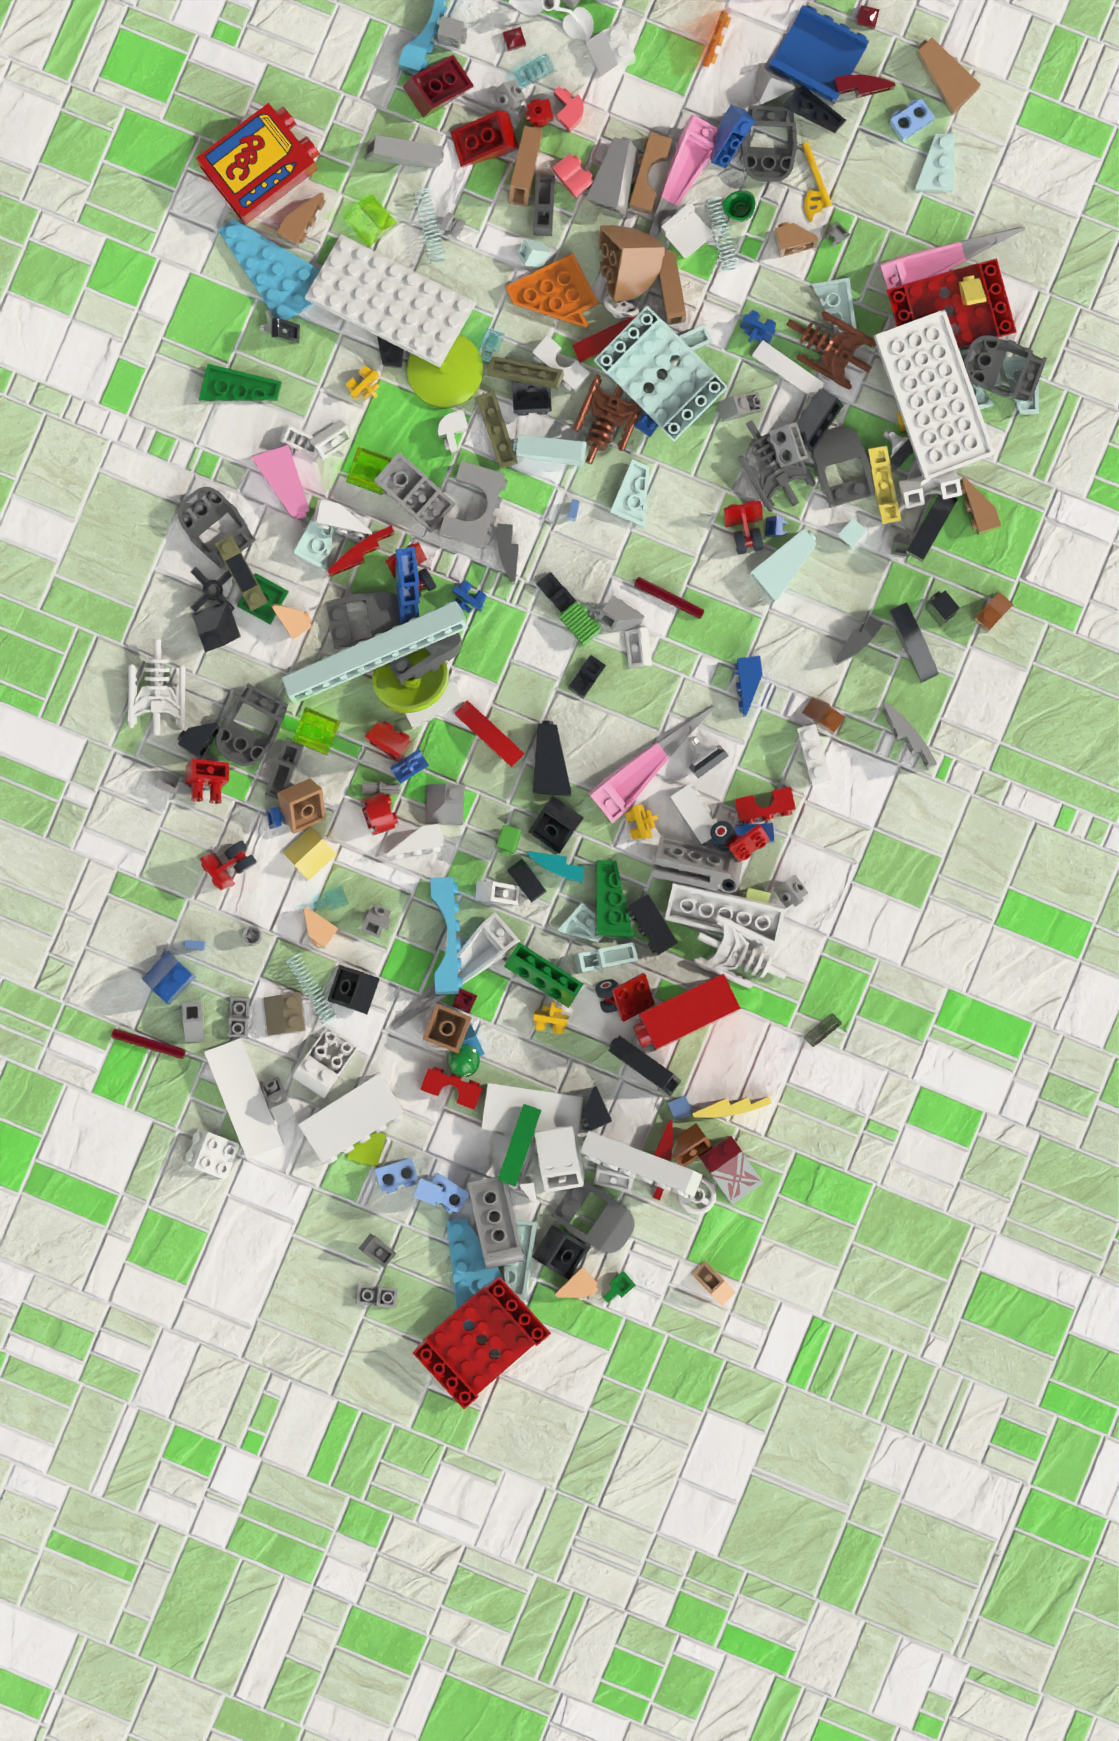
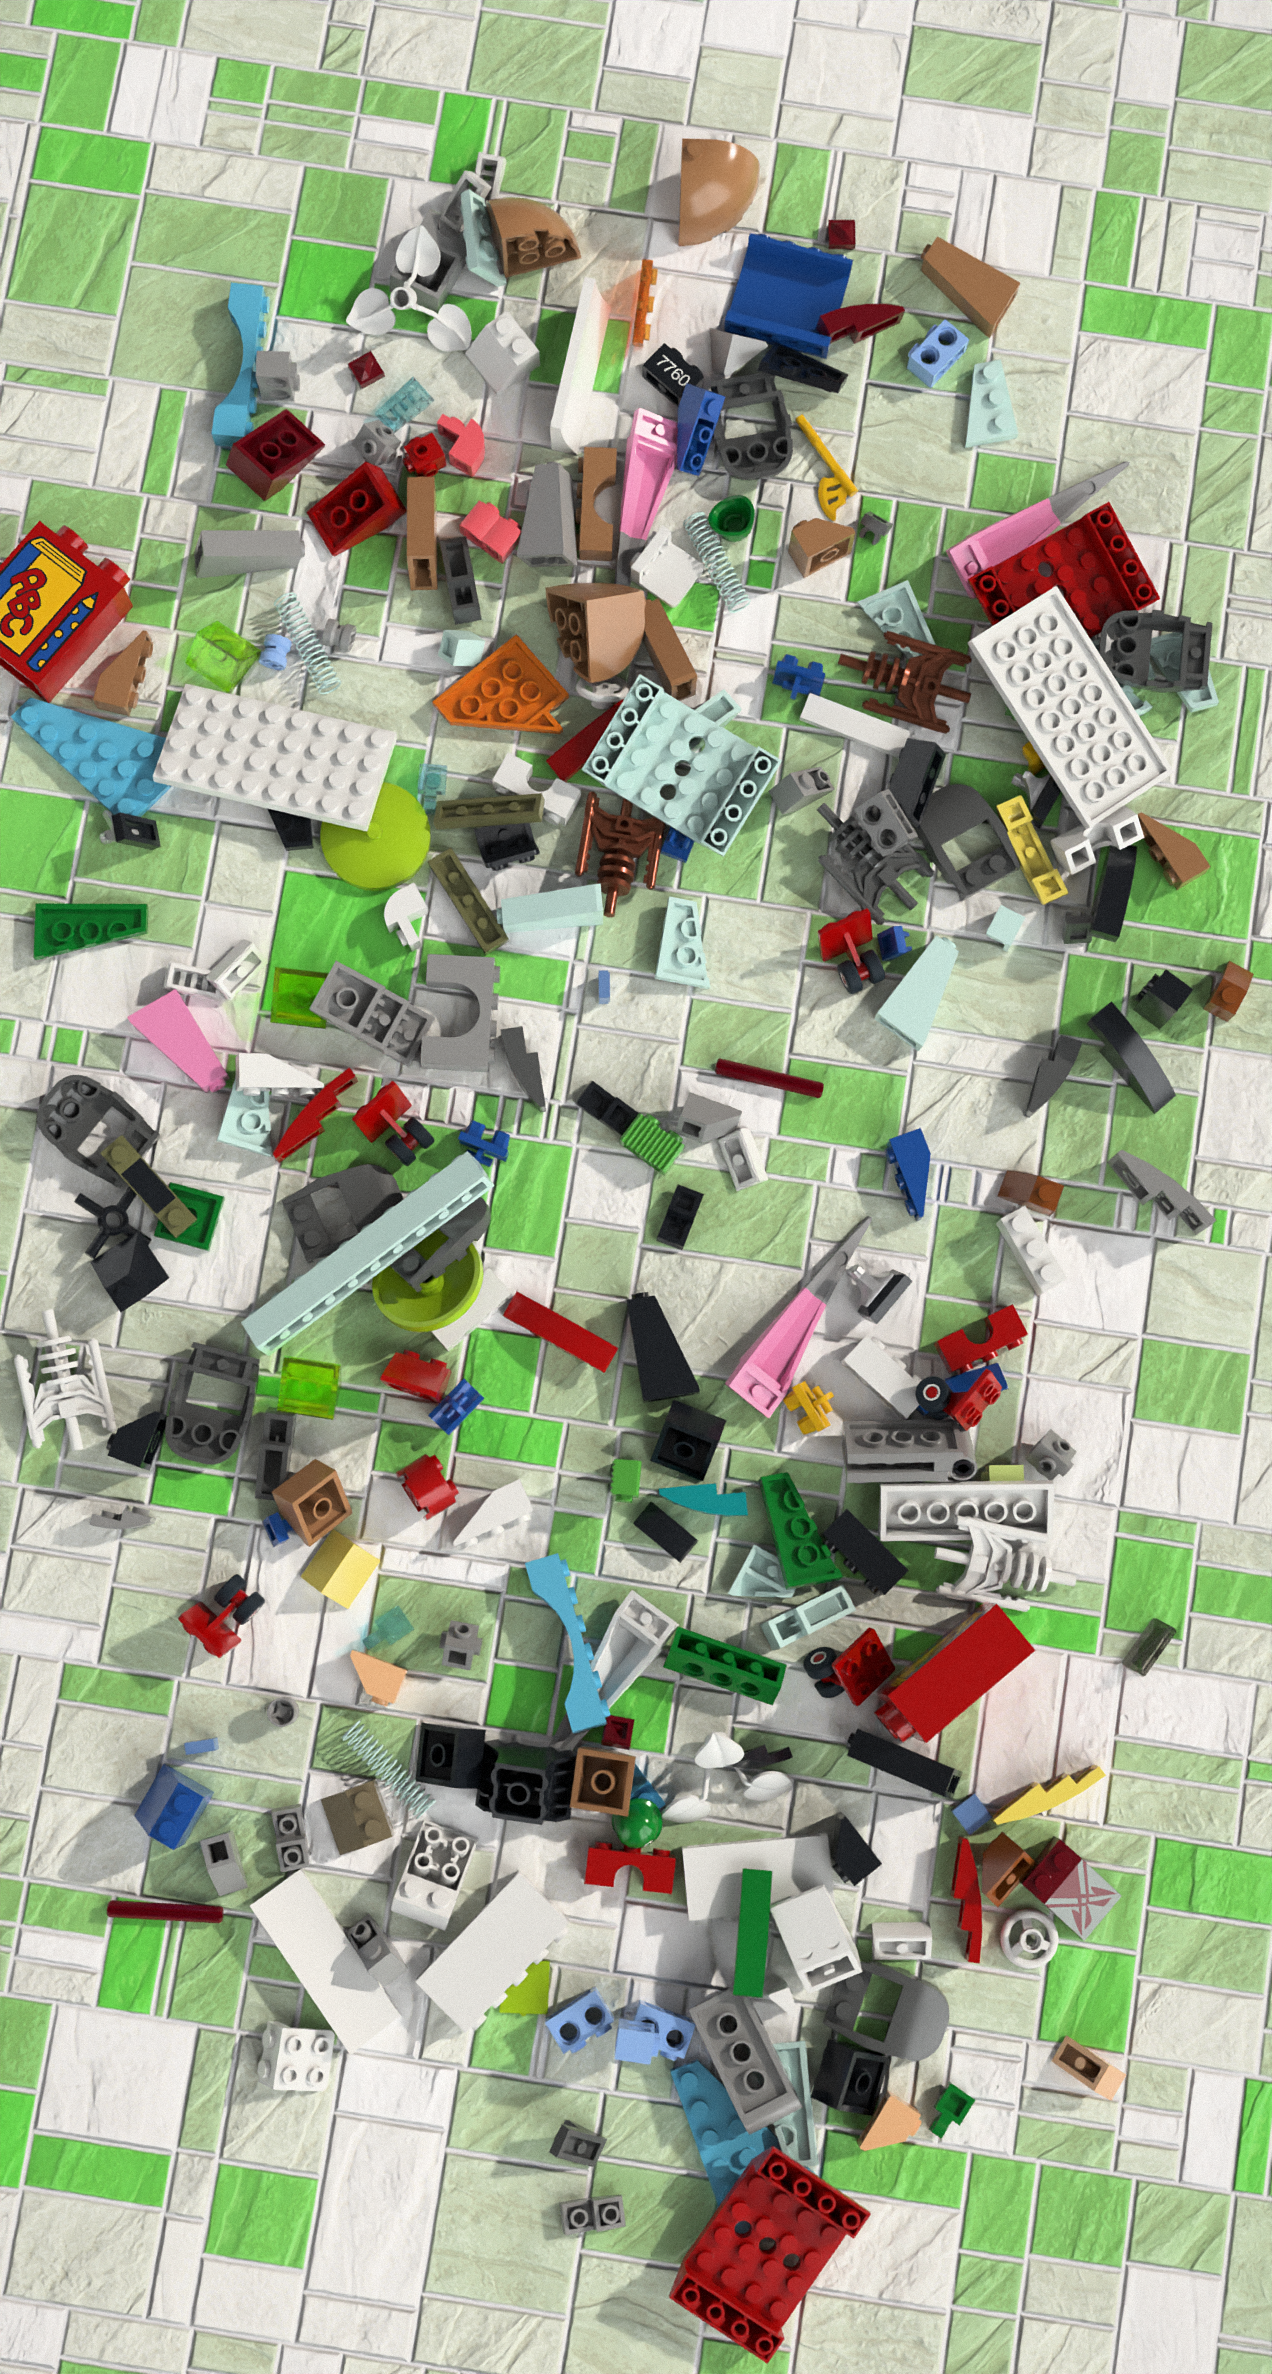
camera: 20 degrees left, 5 degrees down
(209, 774) = (162, 1489): red brick -> none
(293, 619) = (238, 1235): light nougat slope -> none
(369, 378) = (270, 870): yellow hips -> none
(386, 788) = (417, 1449): light grey axle -> none
(398, 1017) = (526, 1782): none -> black slope
(405, 577) = (388, 1133): blue slope -> none
(406, 226) = (275, 652): none -> light blue wheel
(445, 804) = (520, 1449): light grey slope -> none
(497, 893) = (627, 1560): white slope -> none
(525, 1027) = (718, 1753): none -> white plant
(550, 1016) = (749, 1723): yellow hips -> none
(551, 1038) = (759, 1757): none -> black slope
(636, 1162) = (940, 1917): white brick -> none
(661, 75) = (579, 369): none -> white arch
(724, 92) = (670, 373): none -> black brick
(971, 291) = (1086, 554): light yellow slope -> none

